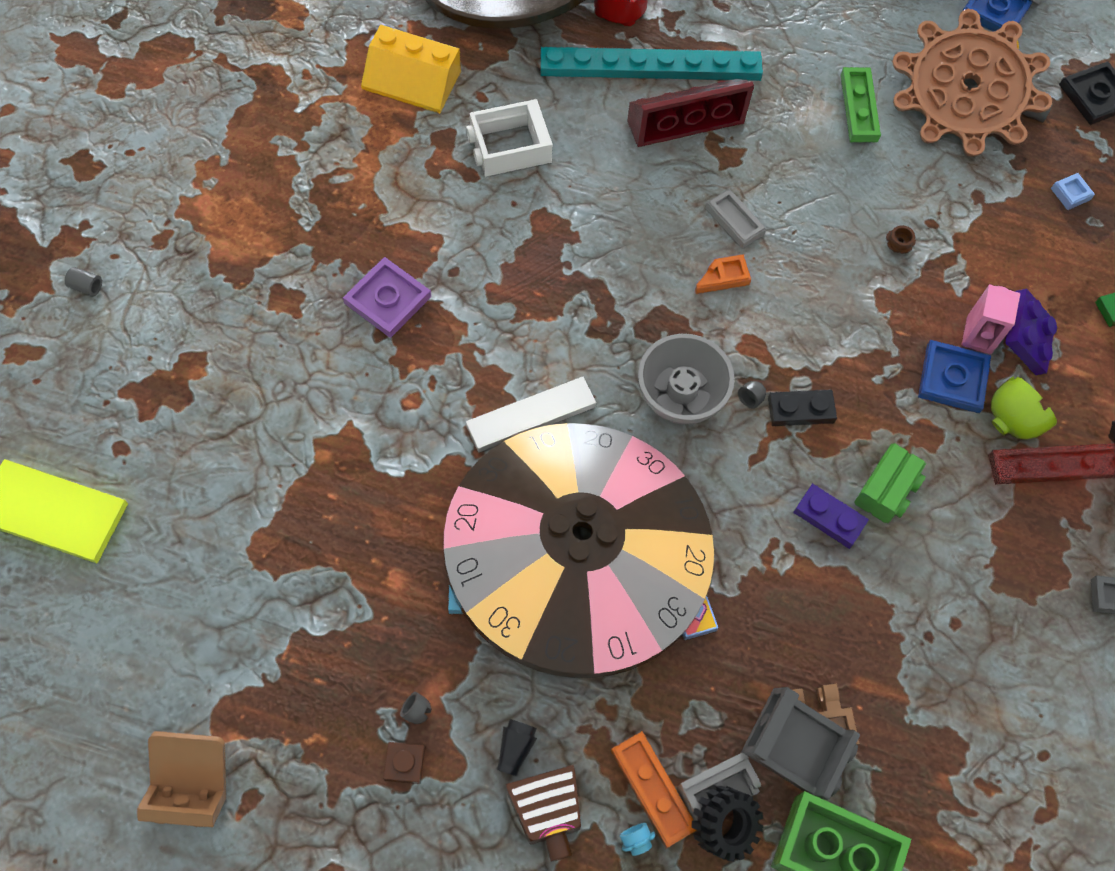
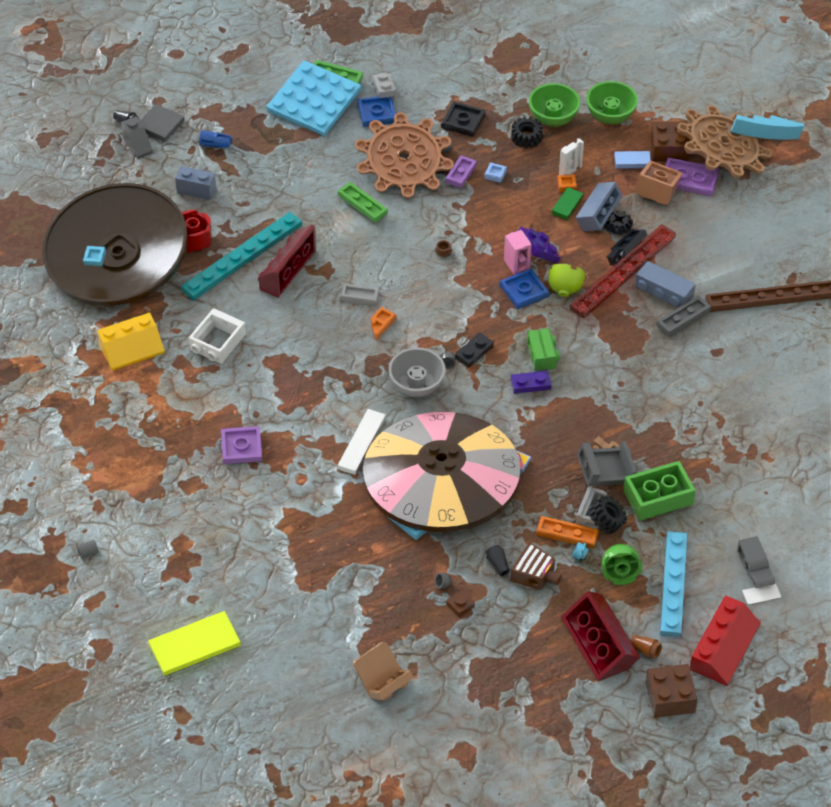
camera: 40 degrees left, 15 degrees down
(1026, 156) = (461, 171): none -> medium lavender plate

